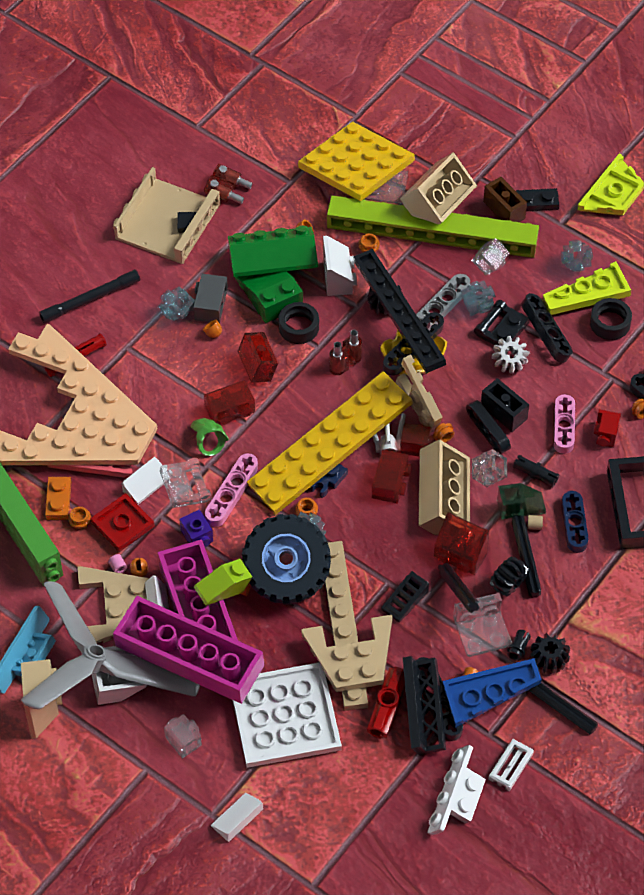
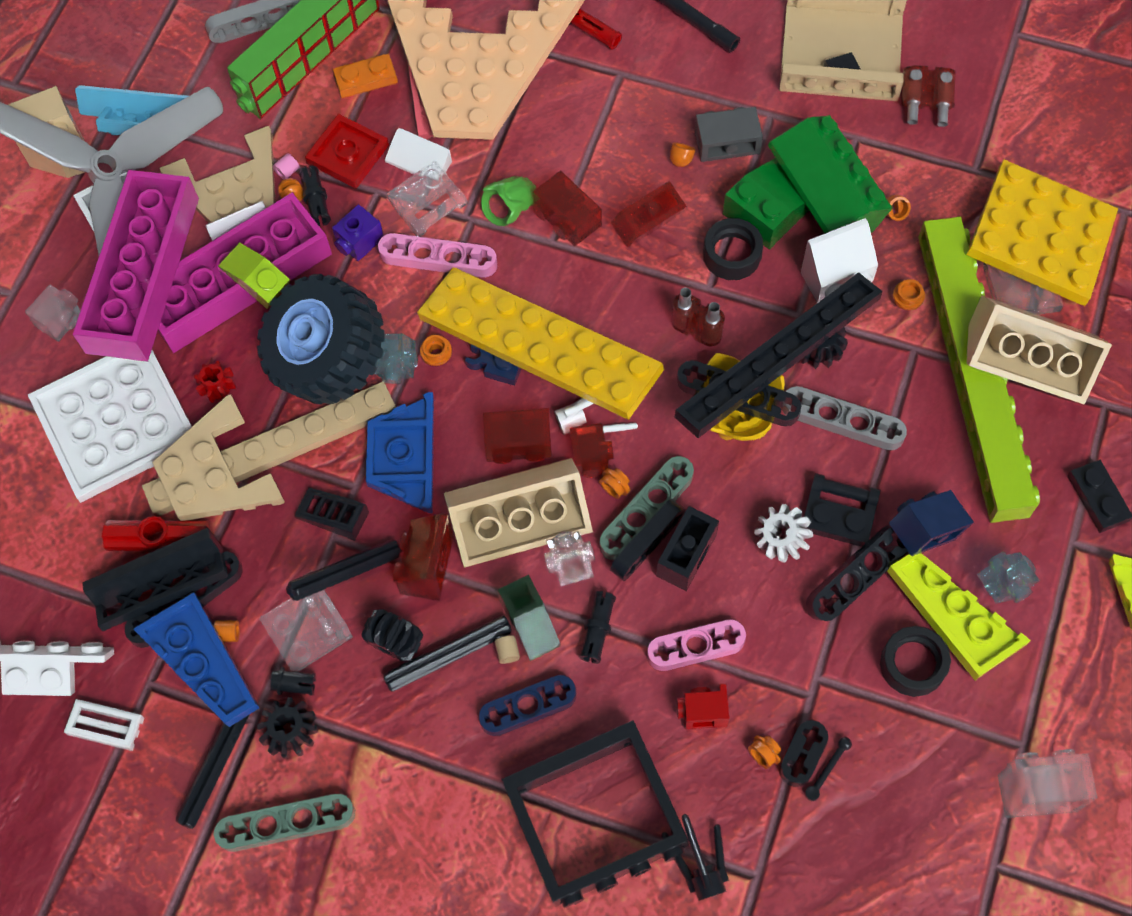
camera: 75 degrees right, 10 degrees up
(79, 517) = (342, 103): orange plate -> none
(145, 551) = (314, 195): none -> black pin
(175, 303) = (687, 92): clear light blue brick -> none
(279, 649) = (210, 374): none -> red gear
(378, 545) = (403, 453): none -> blue wing
(422, 400) = (640, 426): tan wing -> none
(461, 425) = (643, 505): none -> sand green beam
(478, 297) = (867, 459): clear light blue brick -> none
(491, 256) = (953, 457): clear brick -> none
(504, 201) = (1063, 446): reddish brown brick -> none
(530, 279) = (930, 521): none -> dark blue brick
(609, 671) = (285, 827): none -> sand green beam

